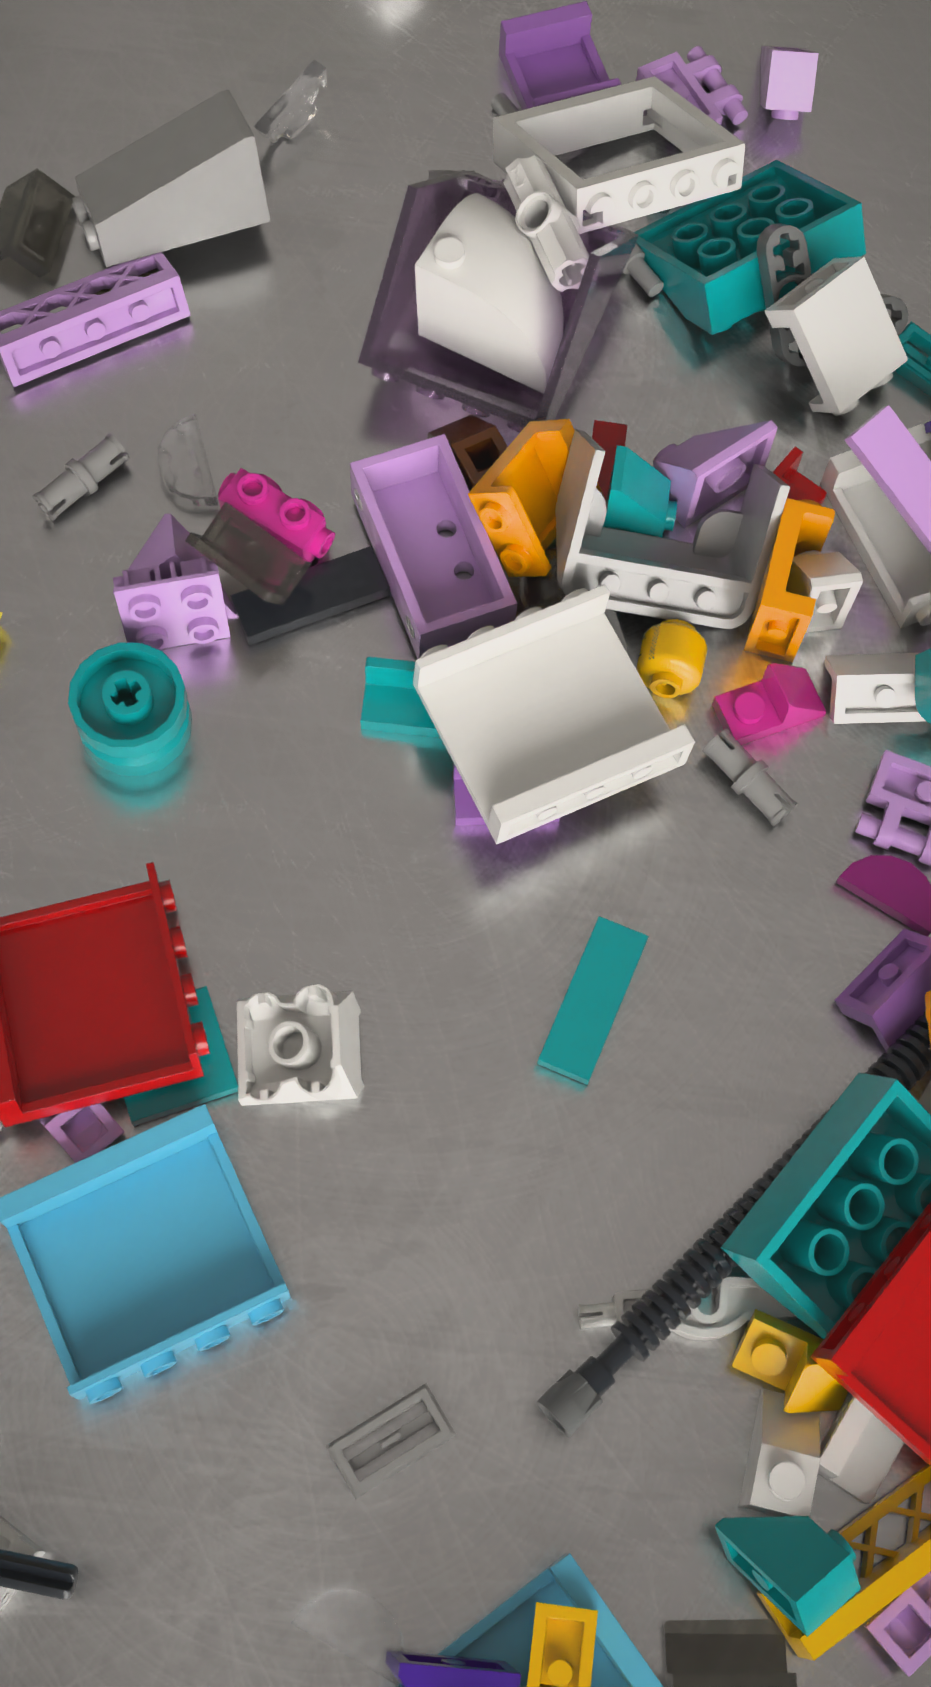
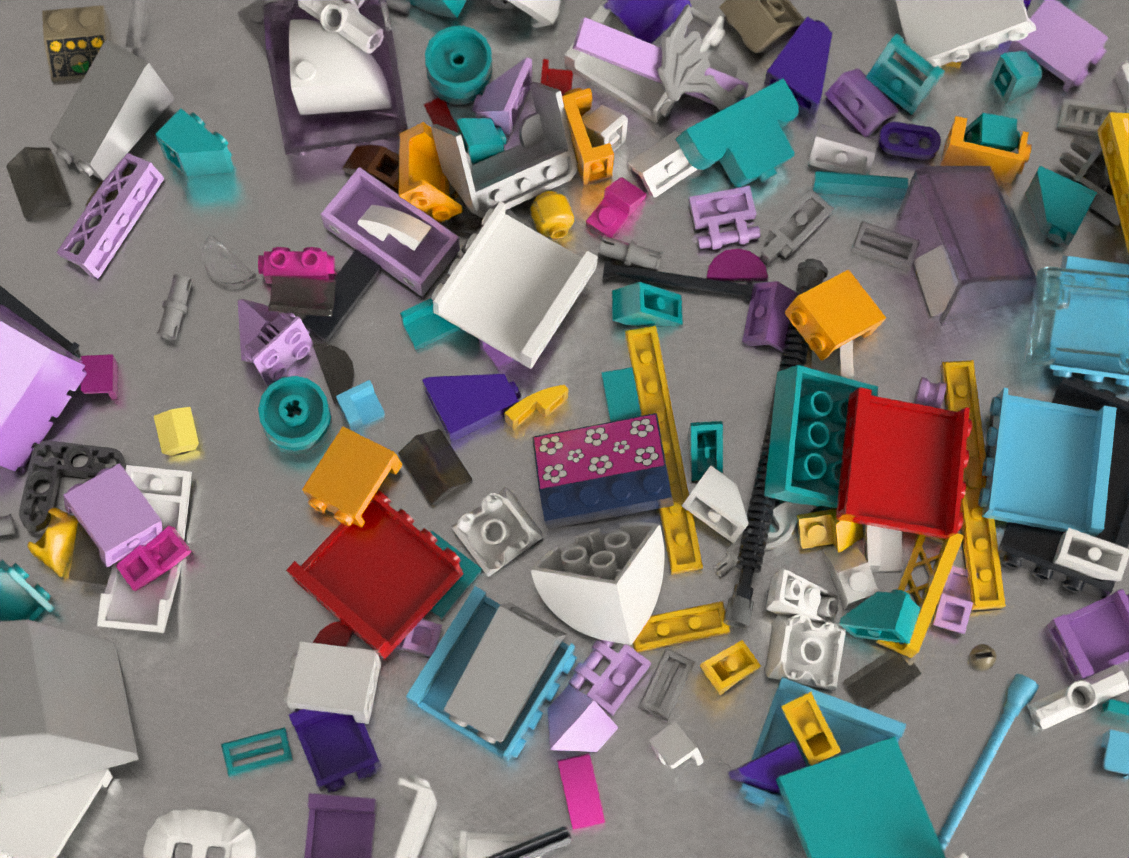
camera: 30 degrees left, 5 degrees up
(142, 836) = (349, 476): none -> light orange panel
(149, 1522) = (581, 791): none -> dark pink slope
(156, 1259) = (503, 672): none -> light grey slope
(193, 70) = (74, 40): none -> dark tan slope
(214, 1412) = (578, 722): none -> lavender slope
(230, 752) = (360, 405): none -> medium azure panel
(235, 687) = (336, 368): none -> clear smoke tile
(247, 287) = (193, 147): none -> teal slope
(275, 898) = (434, 465): none -> clear smoke panel
(323, 1383) = (617, 680): none -> lavender plate
(331, 1551) = (674, 746): none -> white panel
(385, 841) = (470, 401): none -> dark purple slope
(400, 1221) = (604, 580): none -> white brick
(449, 545) = (382, 221): none -> white slope
(466, 1363) = (682, 627): none -> yellow tile
(492, 904) = (544, 401): none -> yellow slope
(501, 1480) = (730, 666): none -> yellow slope
(504, 1058) = (602, 471): none -> slope
(615, 1090) = (654, 397): none -> yellow tile
(635, 1534) = (805, 651): none -> white slope
(644, 1215) = (718, 504): none -> white slope
(673, 387) = (458, 64): none -> teal wheel
(679, 1124) = (705, 447): none -> teal slope
(679, 1447) = (795, 595): none -> white slope
(725, 863) = (646, 306): none -> teal slope
(795, 856) = (677, 280): none -> black bar

